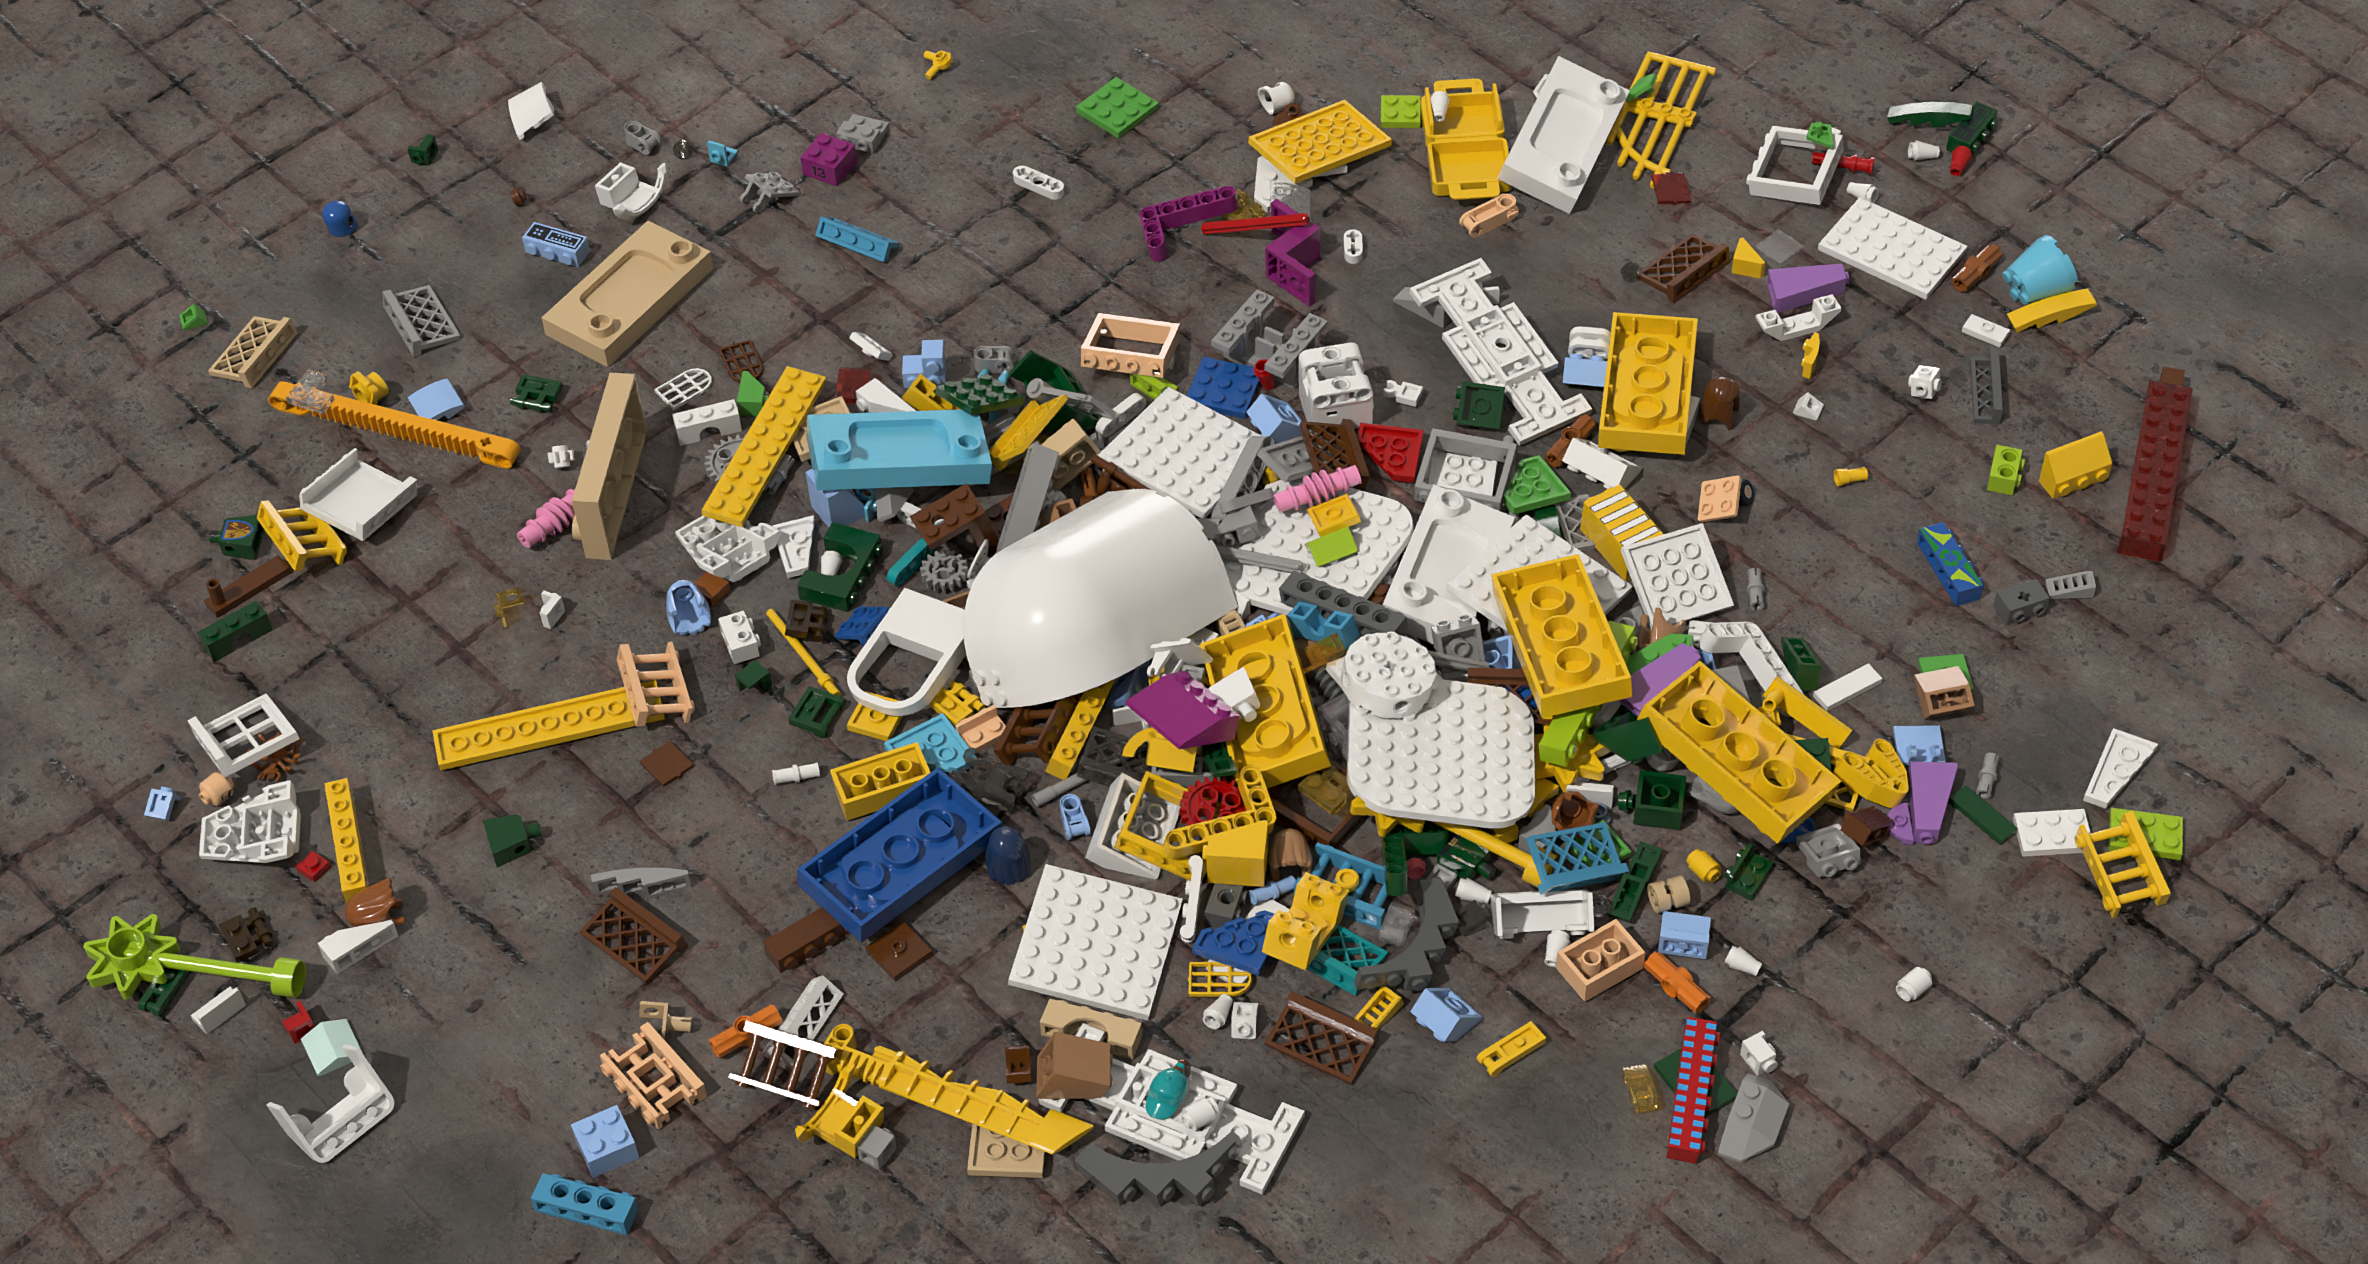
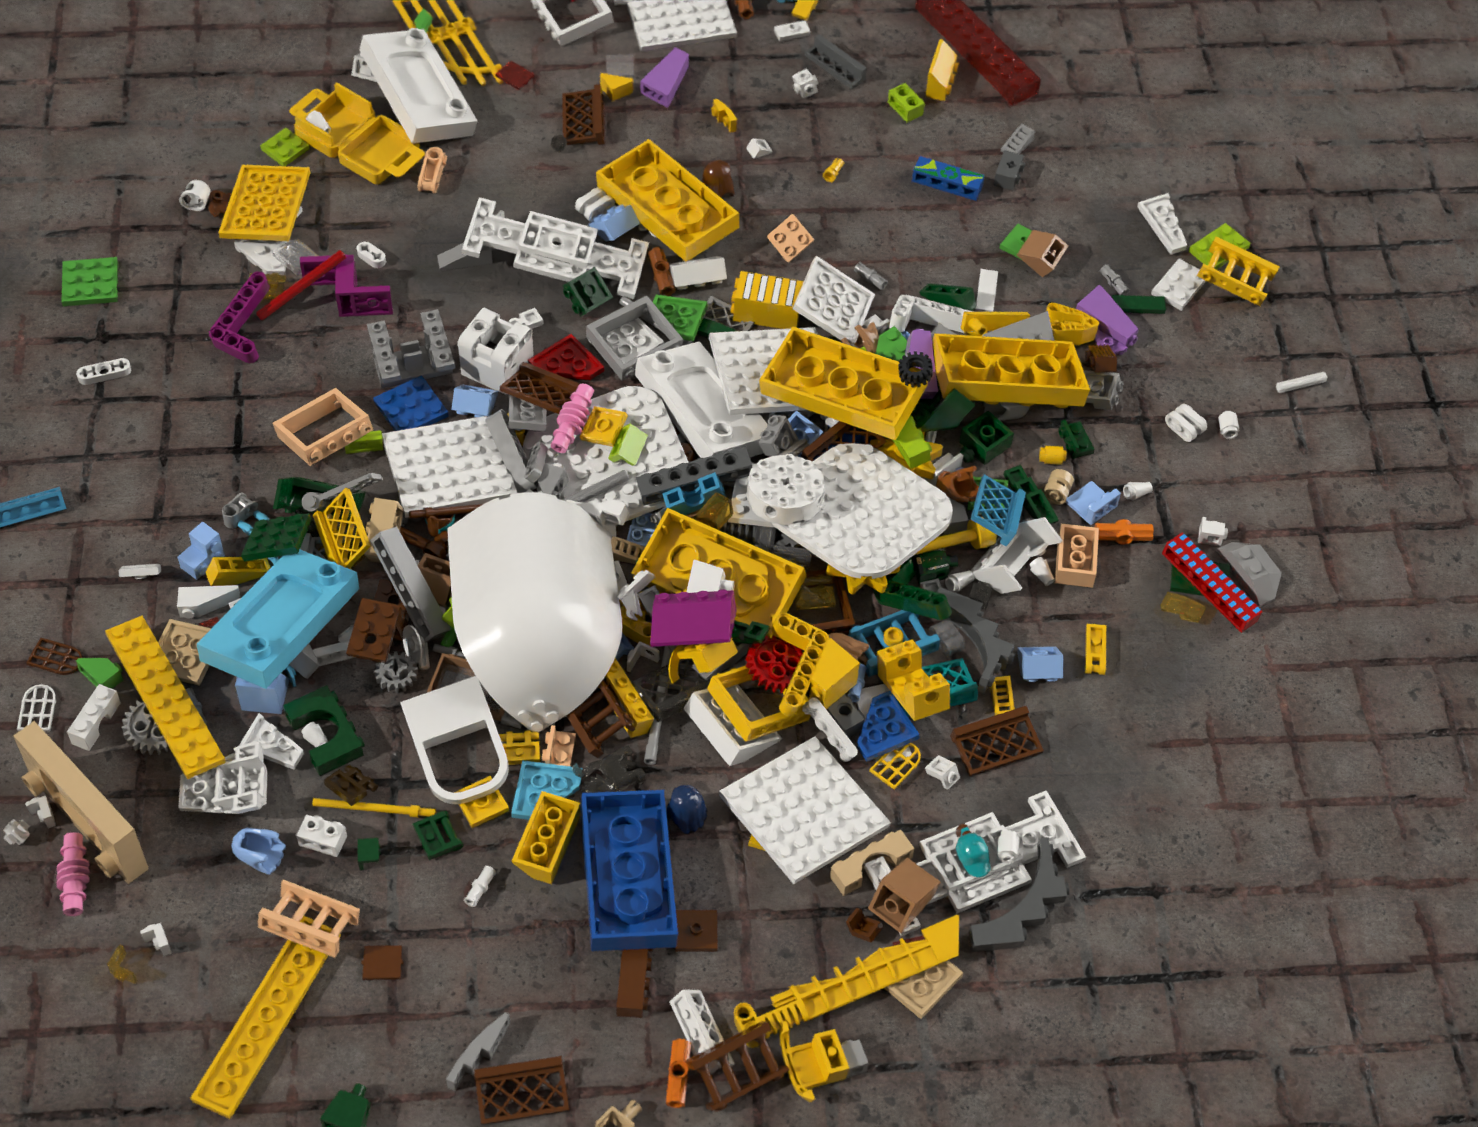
camera: 55 degrees left, 5 degrees up
(713, 588) = (252, 819): dark orange piece -> none
(849, 381) = (160, 605): clear red slope -> none
(862, 623) = (394, 751): blue bracket -> none
(908, 563) = (365, 685): teal beam -> none
(1073, 820) = (690, 750): light blue piece -> none
(1124, 413) = (371, 467): white beam -> none
(1217, 1012) = (925, 784): white cone -> none
(1243, 579) = (611, 510): none -> white slope
(1265, 378) = (431, 375): red cone -> none
(1618, 656) = (915, 361): none -> black tyre
(1819, 741) = (1035, 327): none -> light grey wing
(1822, 312) = (696, 95): white slope -> none
(1884, 940) = (1186, 422): none -> white brick
(1919, 744) = (1063, 291): light blue plate -> none
(2049, 1013) = (1301, 382): none -> white axle

